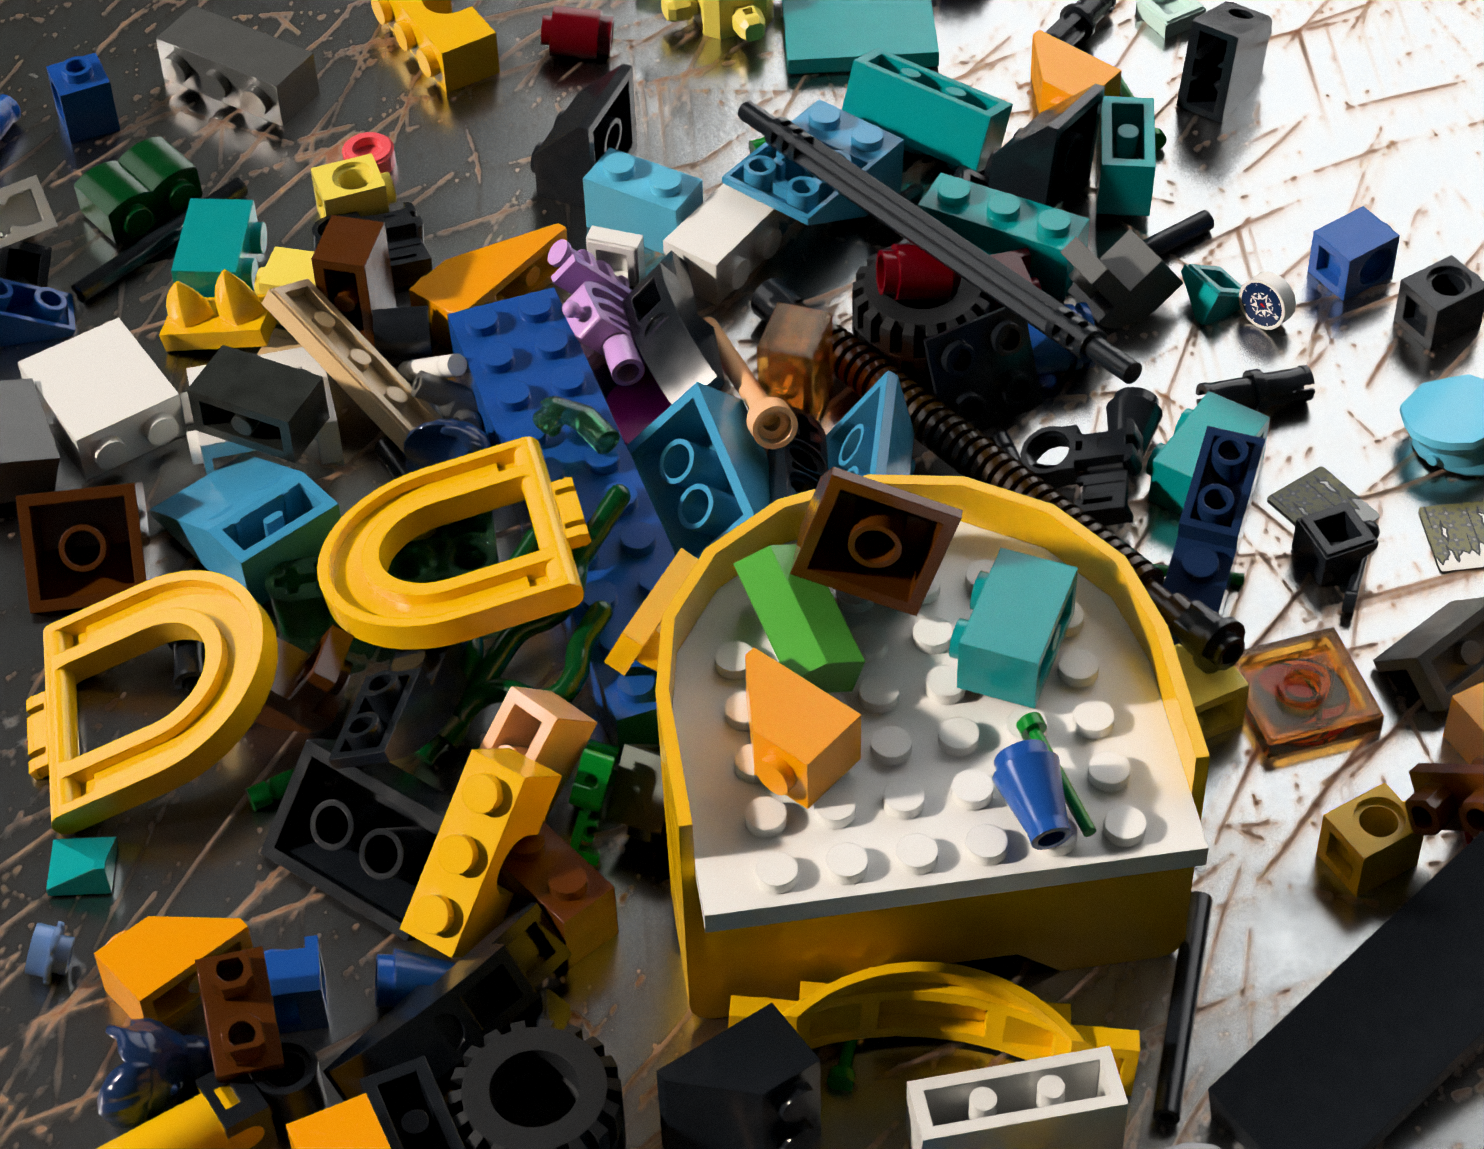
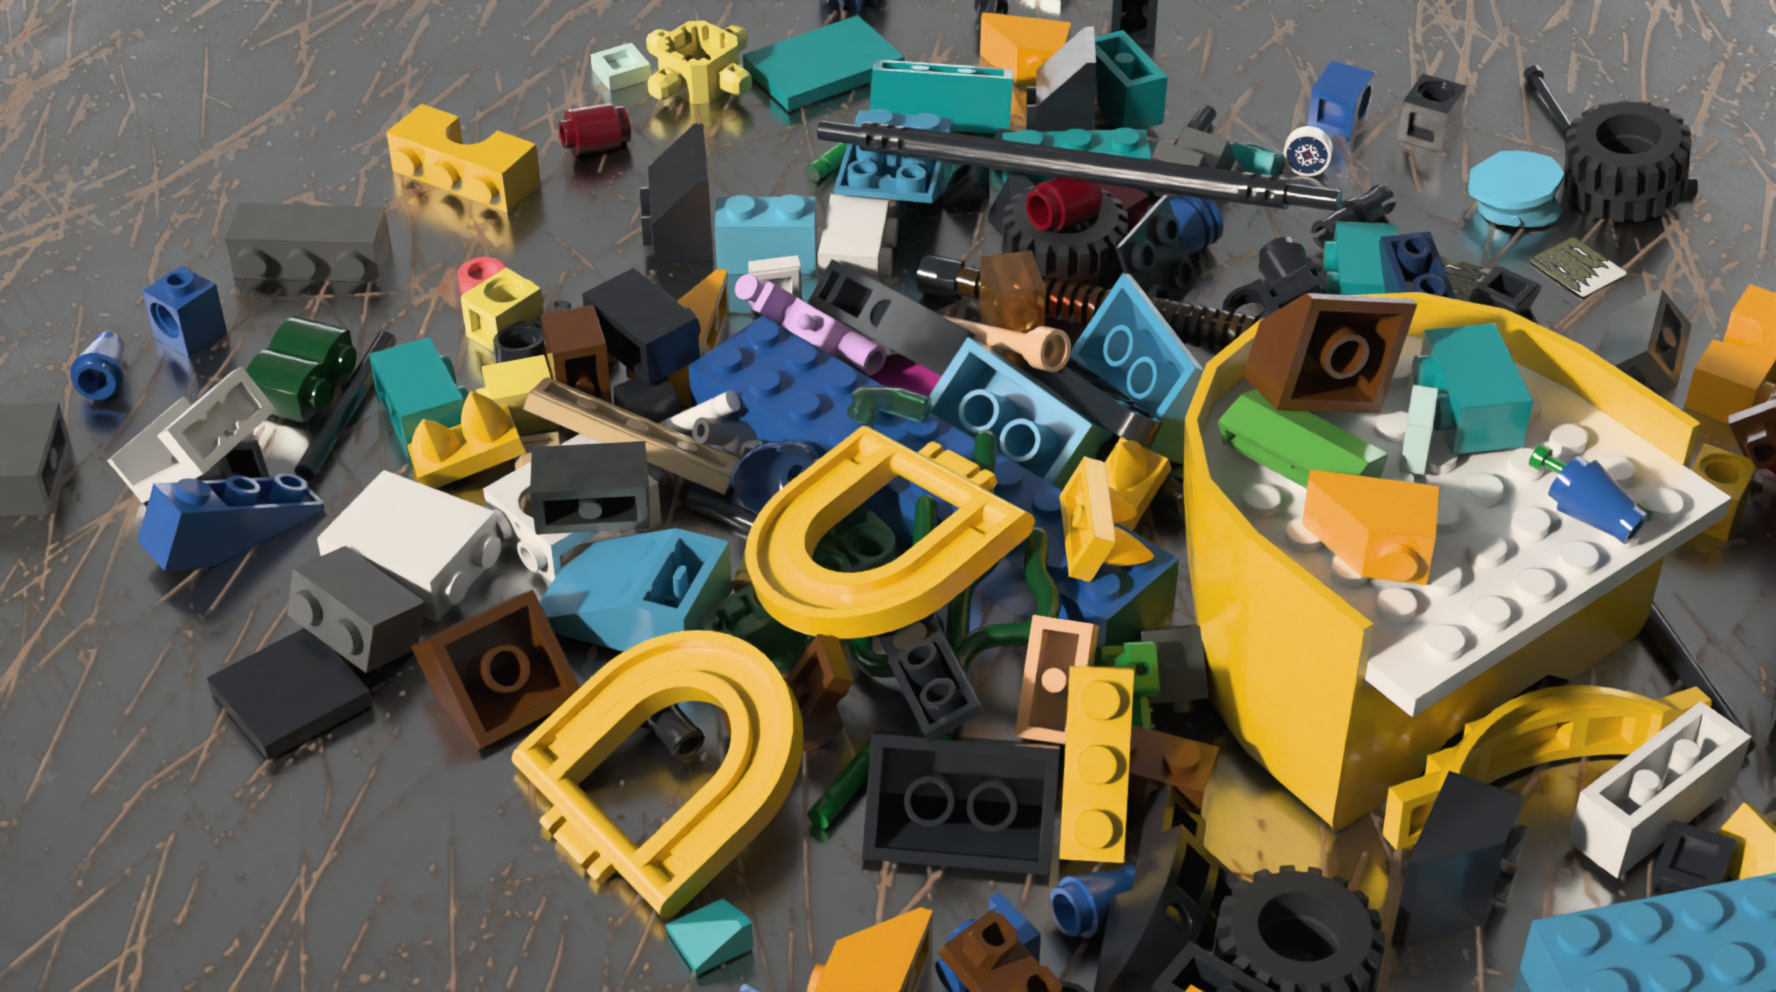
camera: 30 degrees left, 5 degrees down
(428, 258) = (645, 326): none -> black brick
(921, 648) = (1418, 429): none -> light aqua tile

